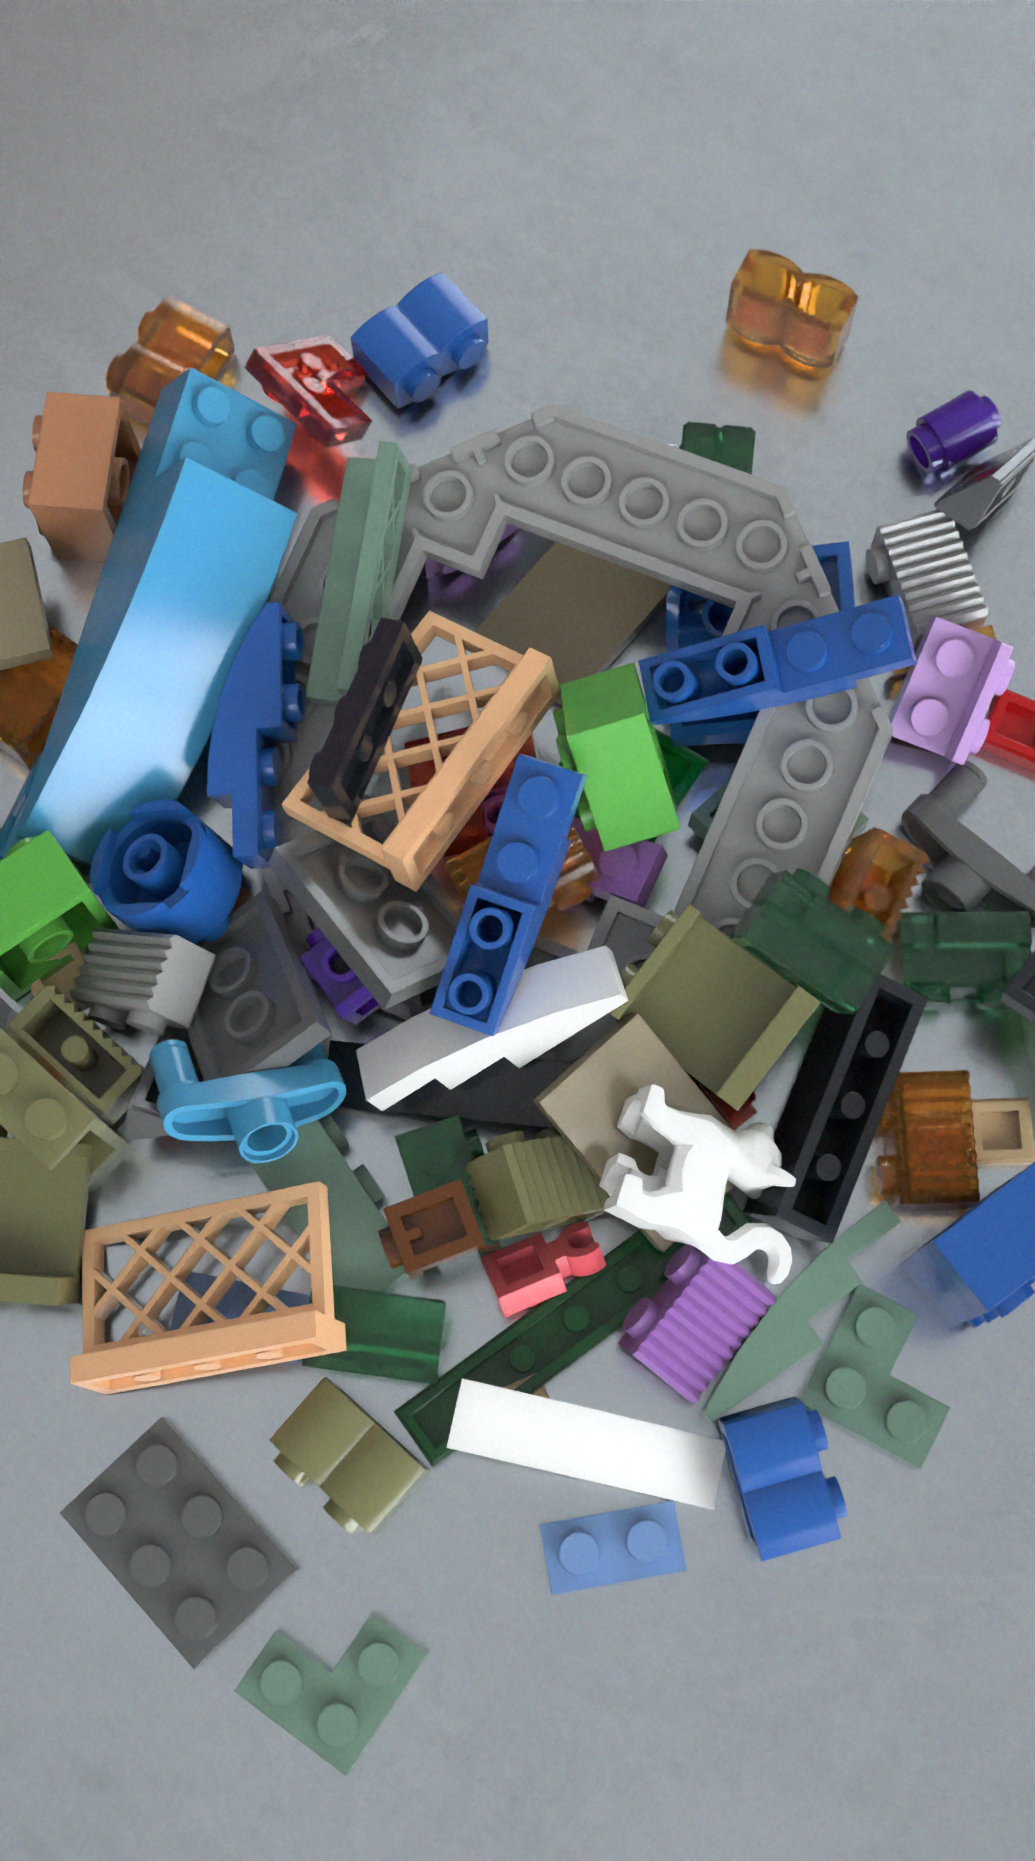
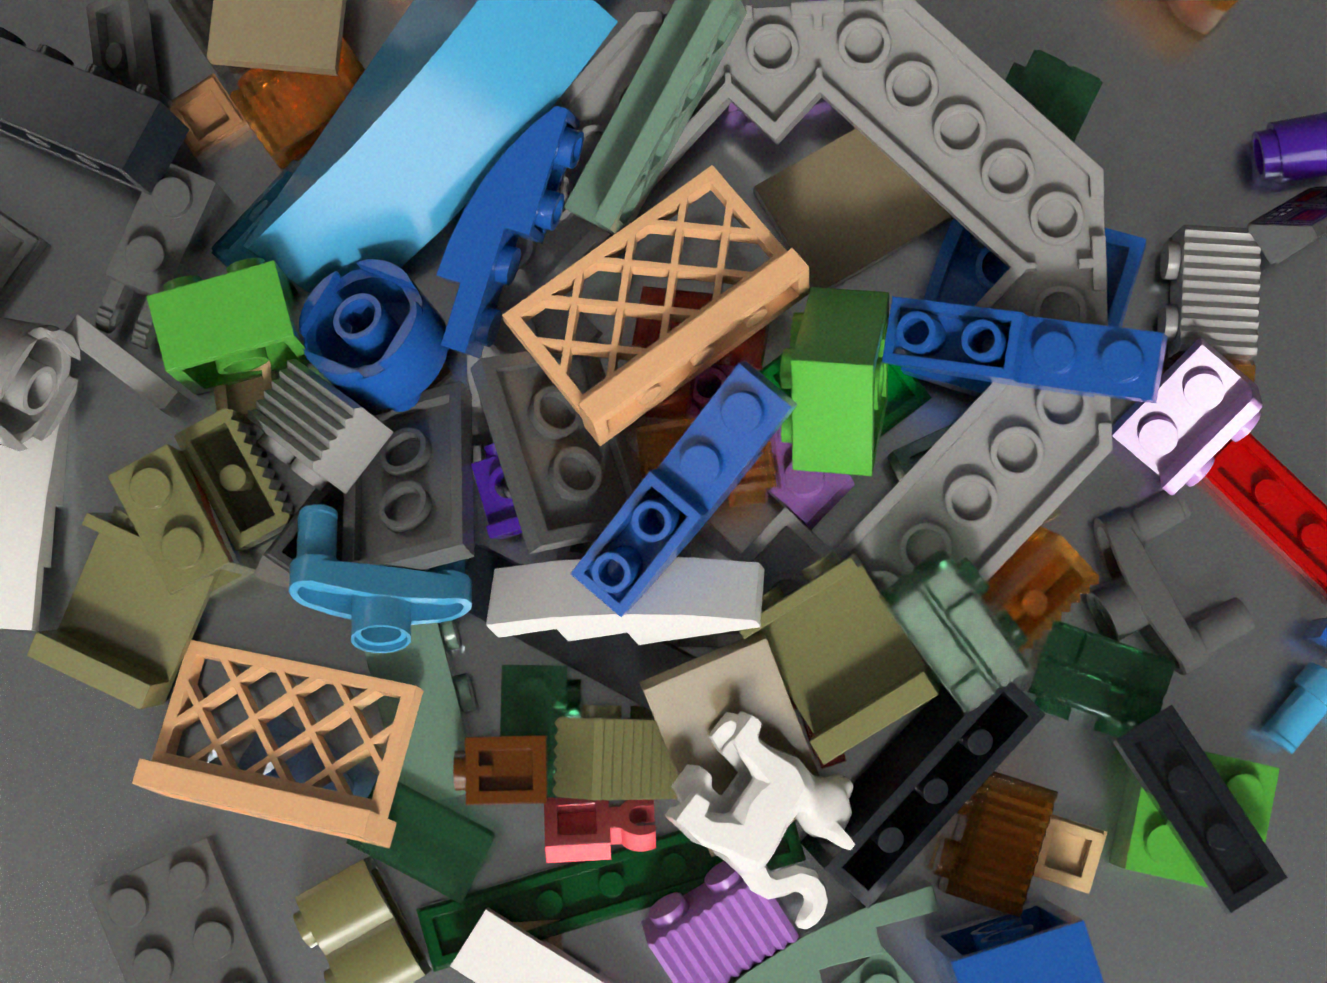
camera: 15 degrees right, 10 degrees up
(364, 719) = (608, 263): black plate -> none

